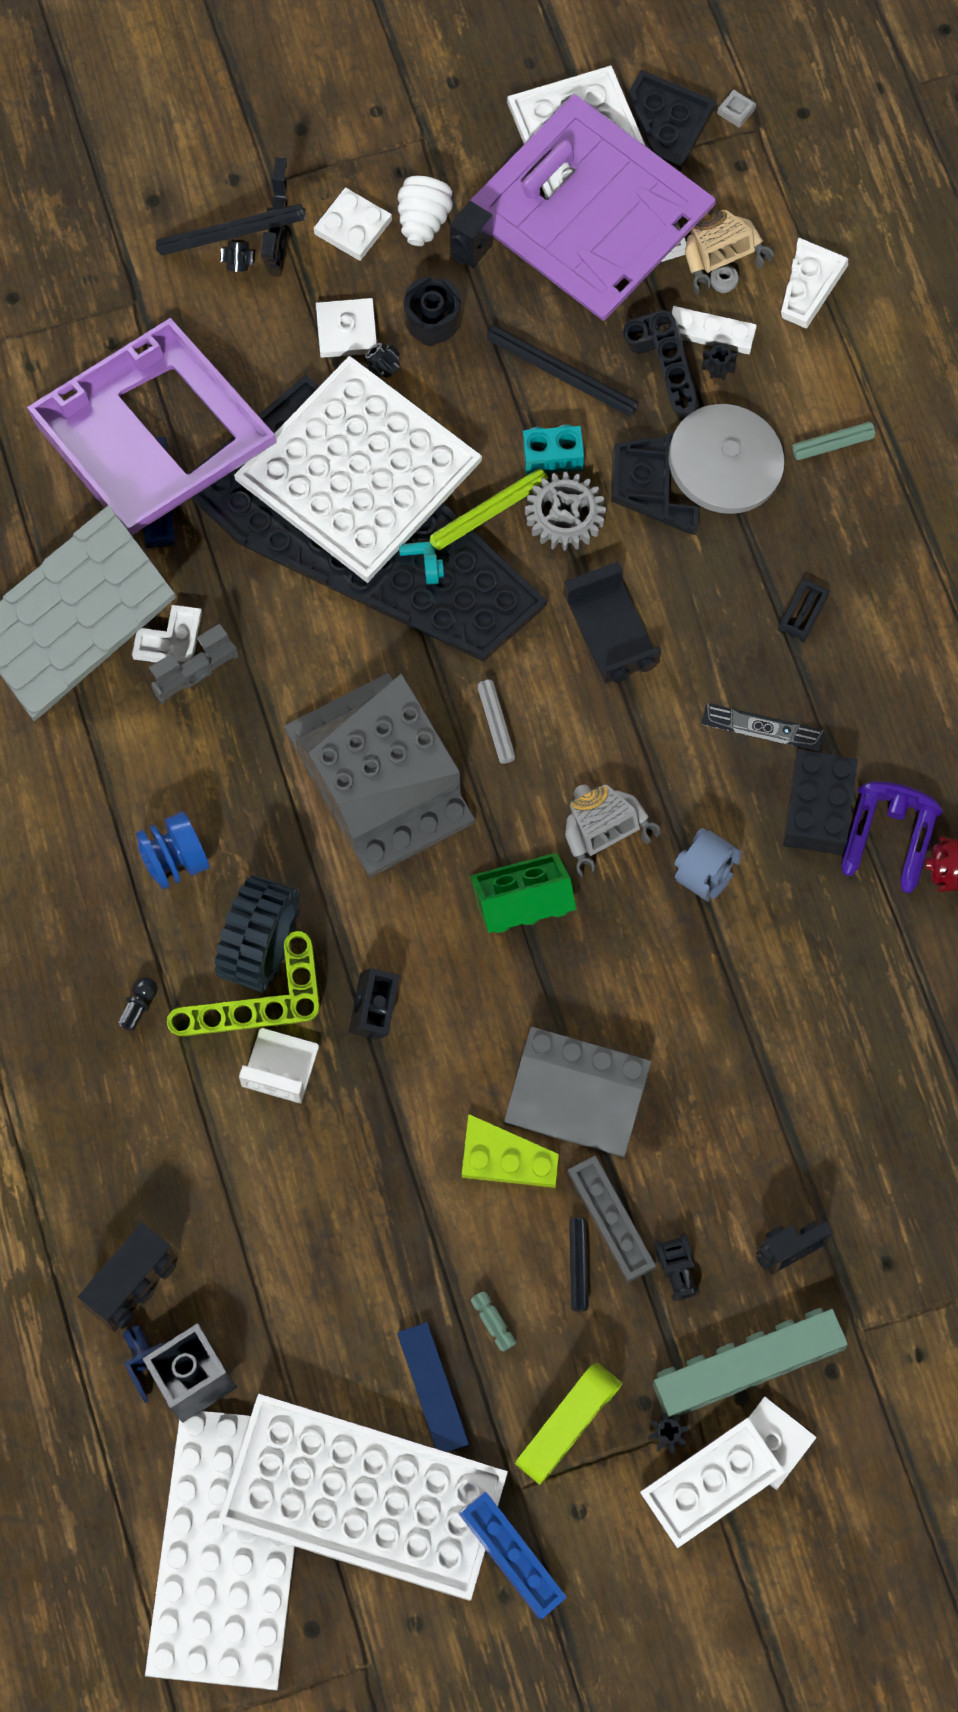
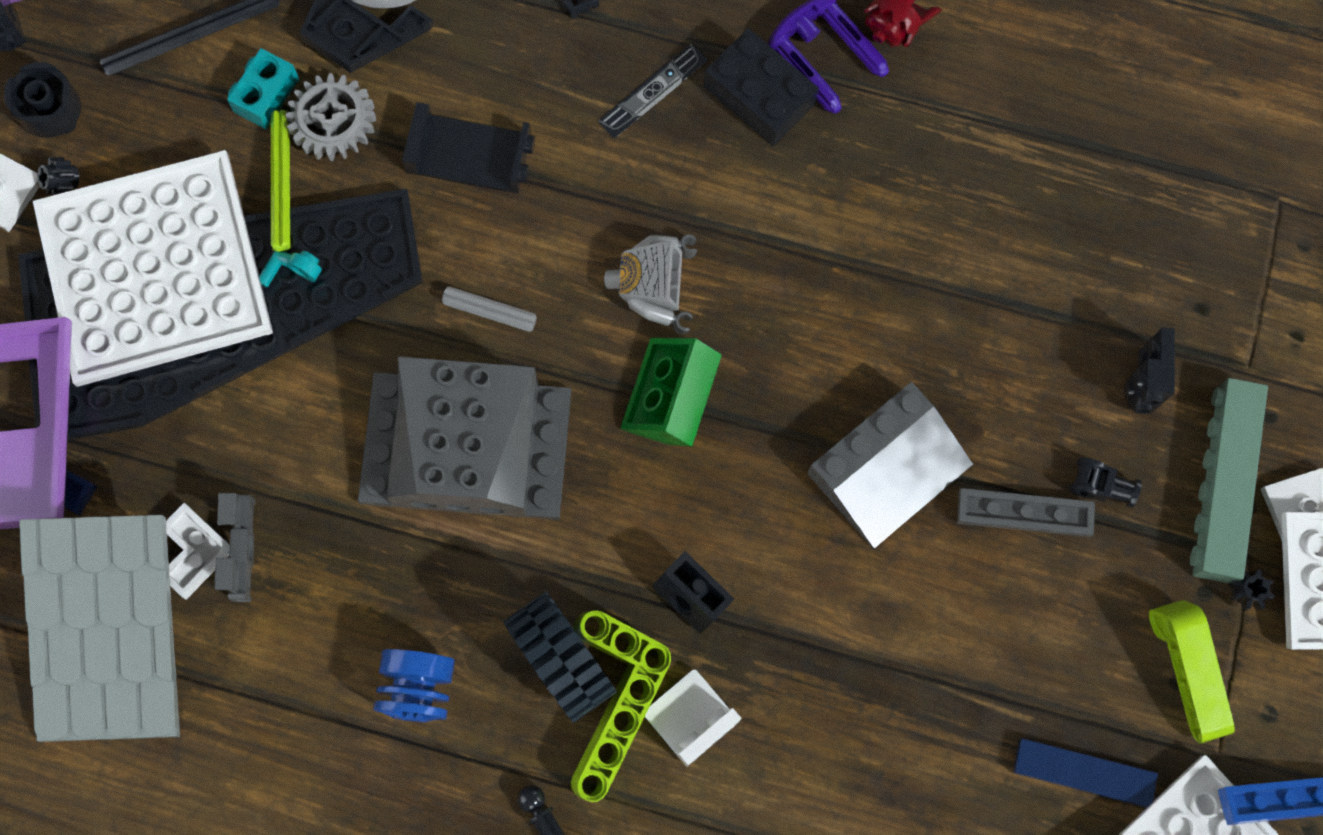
camera: 60 degrees left, 5 degrees up
(493, 1321) = (1055, 678): sand green axle -> none
(505, 1157) = (908, 568): lime wing -> none
(578, 1264) = (1048, 568): black axle -> none
(707, 864) = (757, 216): sand blue brick -> none

